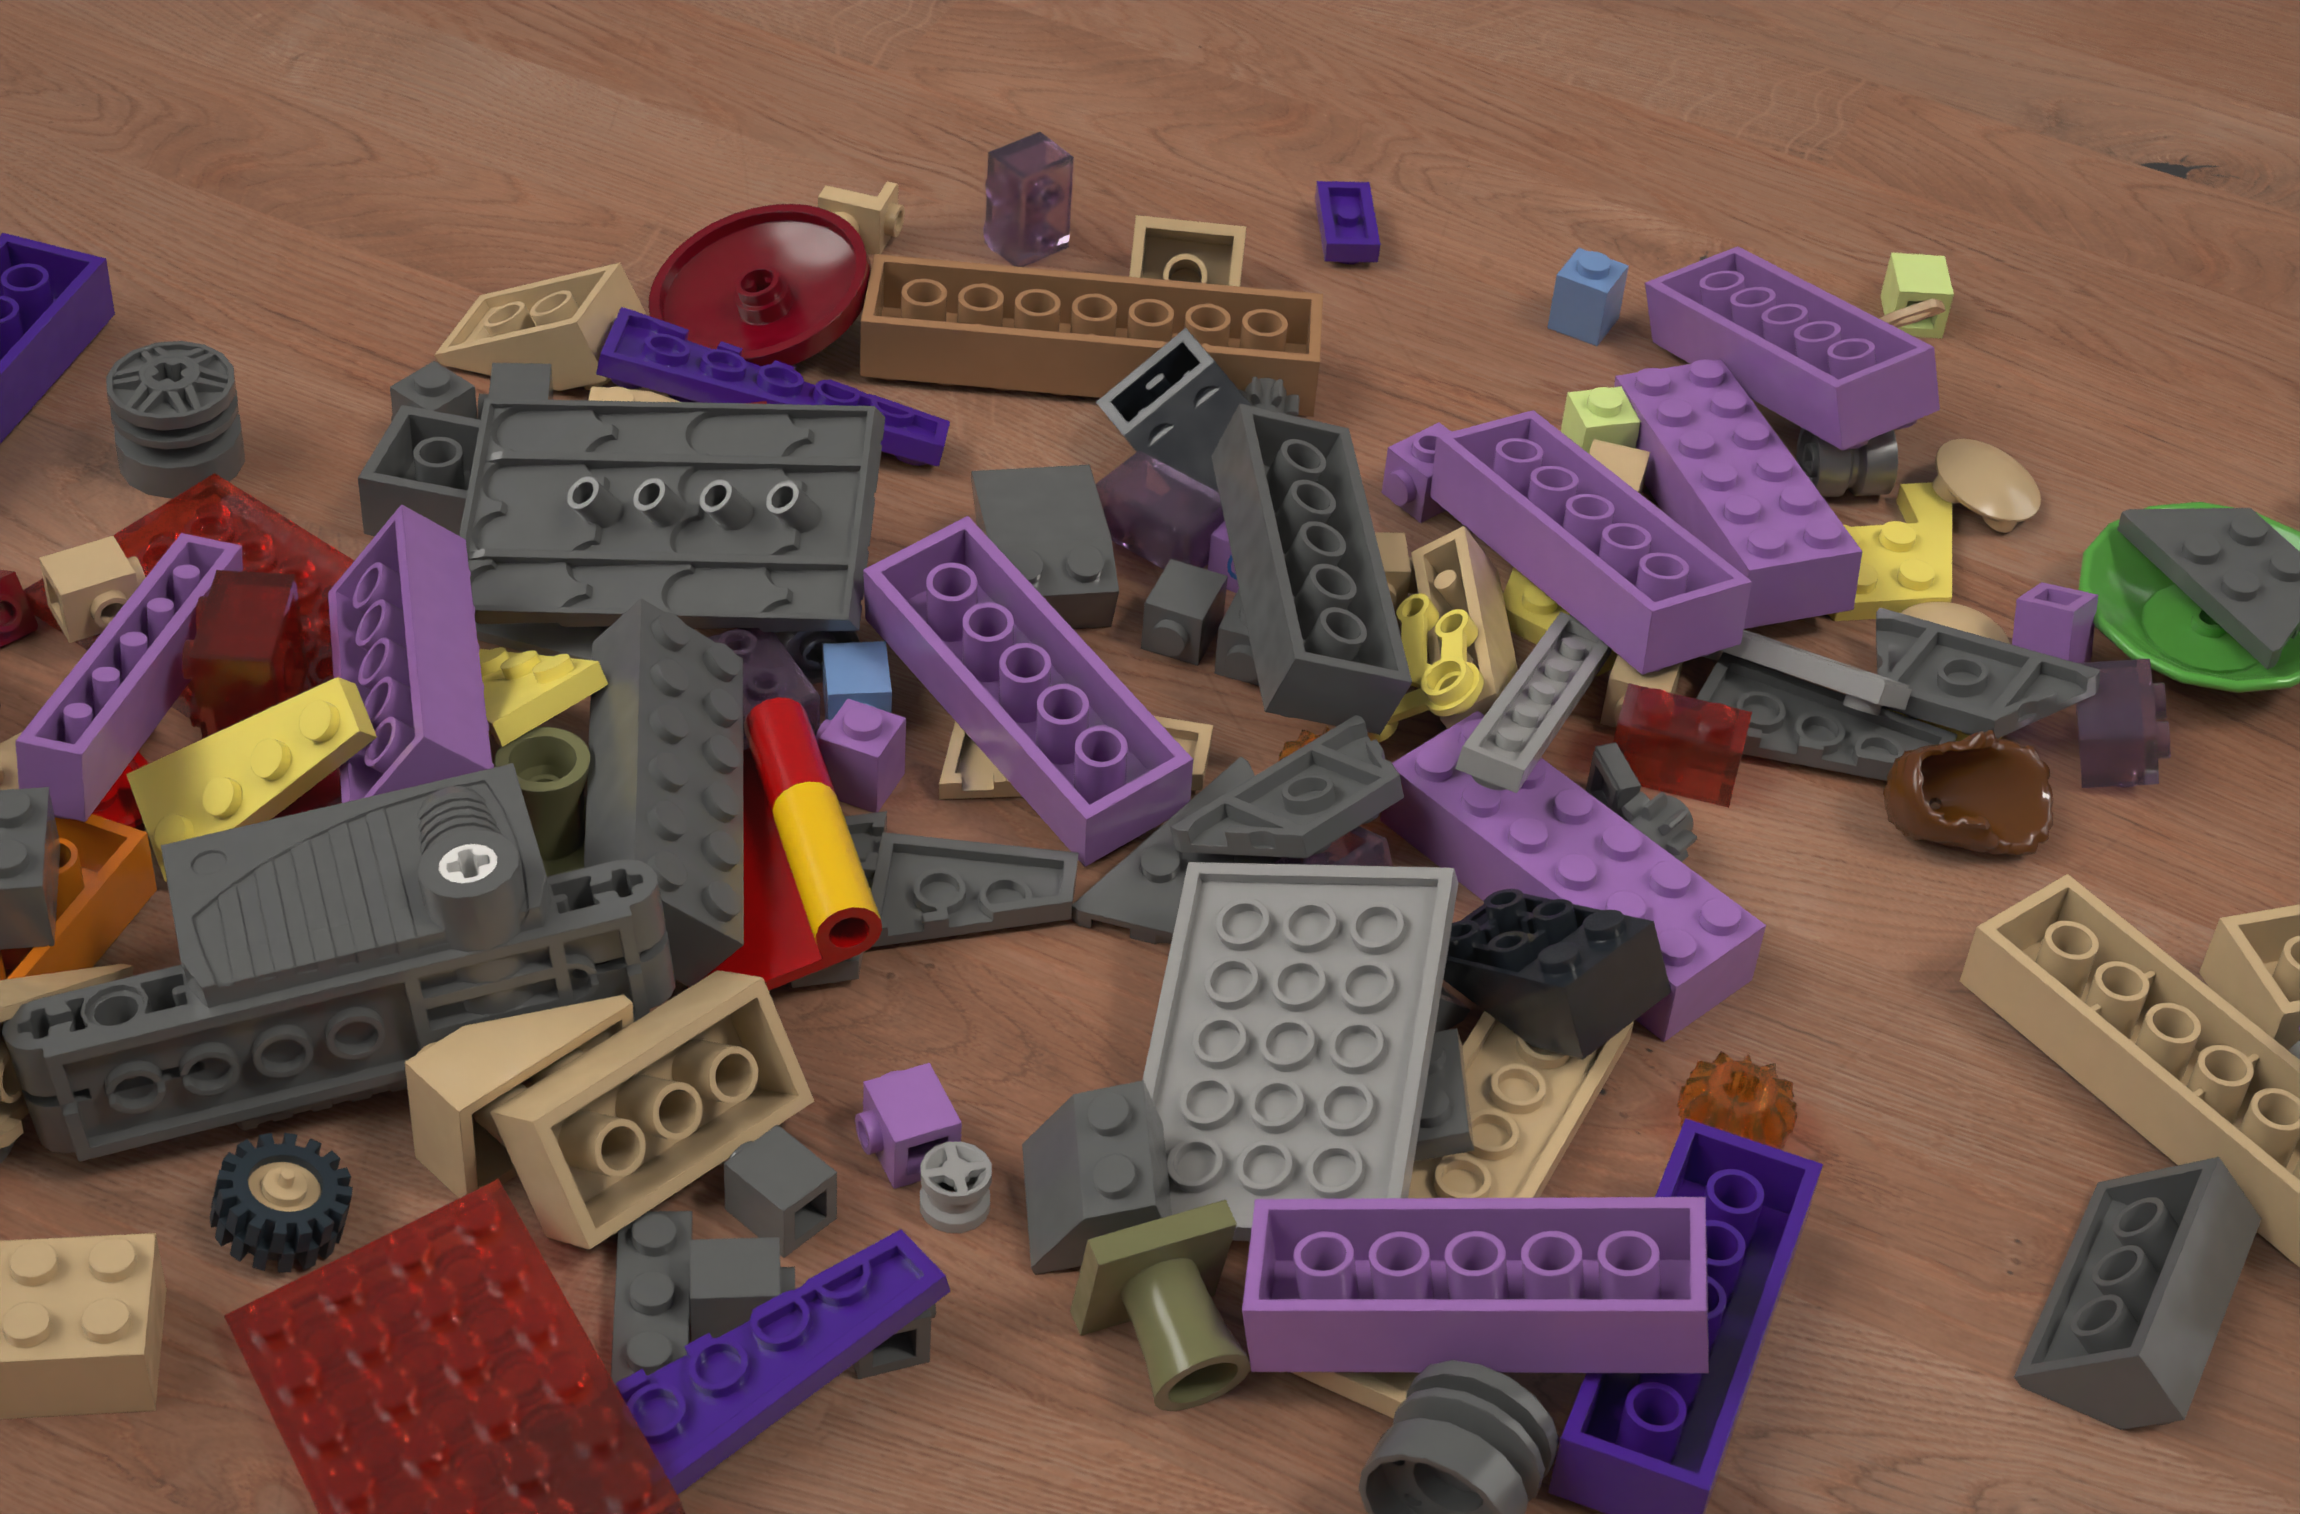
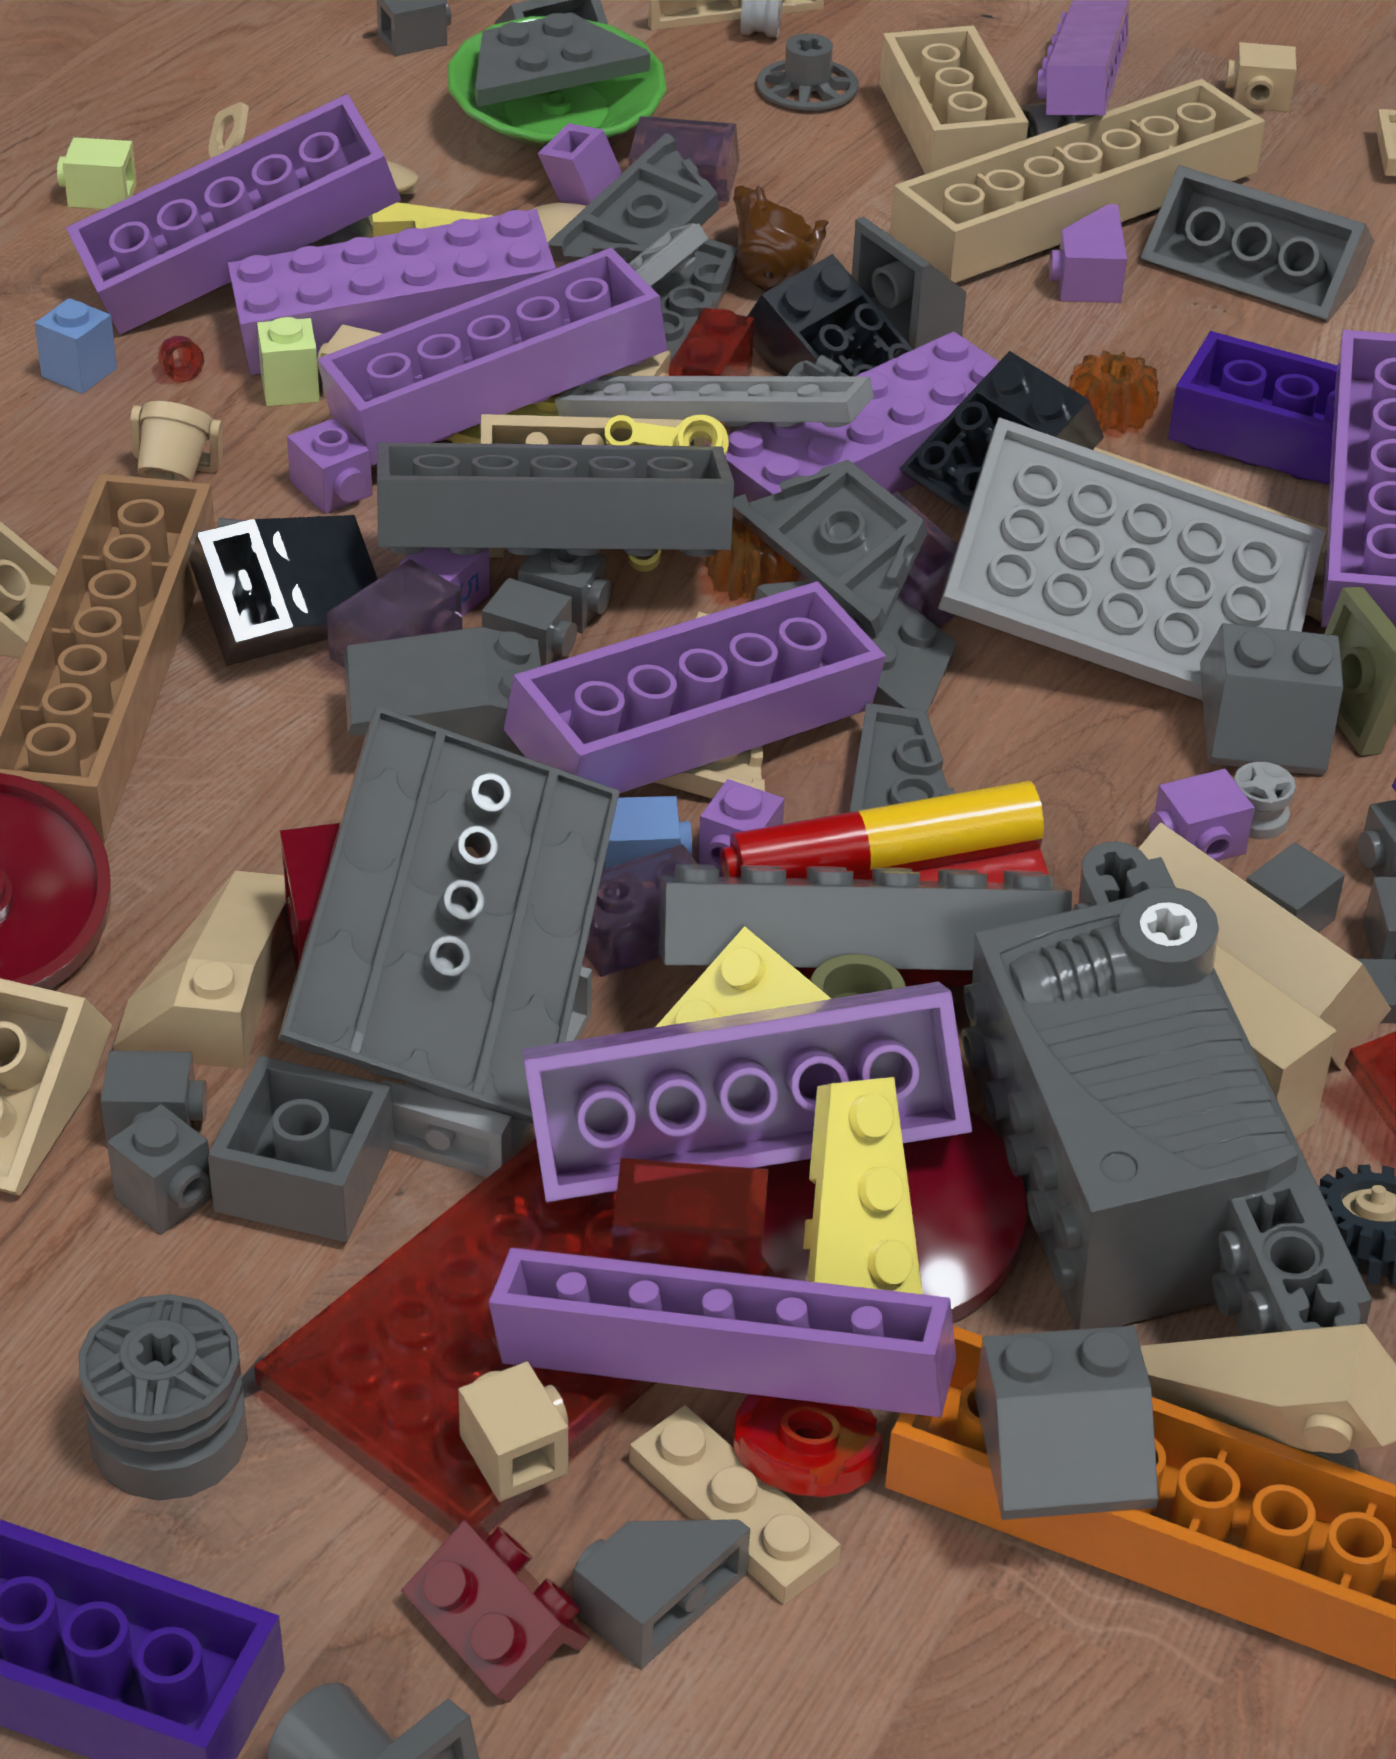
camera: 85 degrees left, 0 degrees up
(660, 358) = (166, 897): dark purple wing -> none
(1427, 361) = (171, 440): none -> tan piece
(1600, 368) = (189, 355): none -> clear red hinge
(1784, 844) = (823, 315): none -> black slope
(1885, 904) = (905, 286): none -> dark grey slope
(2053, 1112) = (1091, 258): none -> medium lavender slope

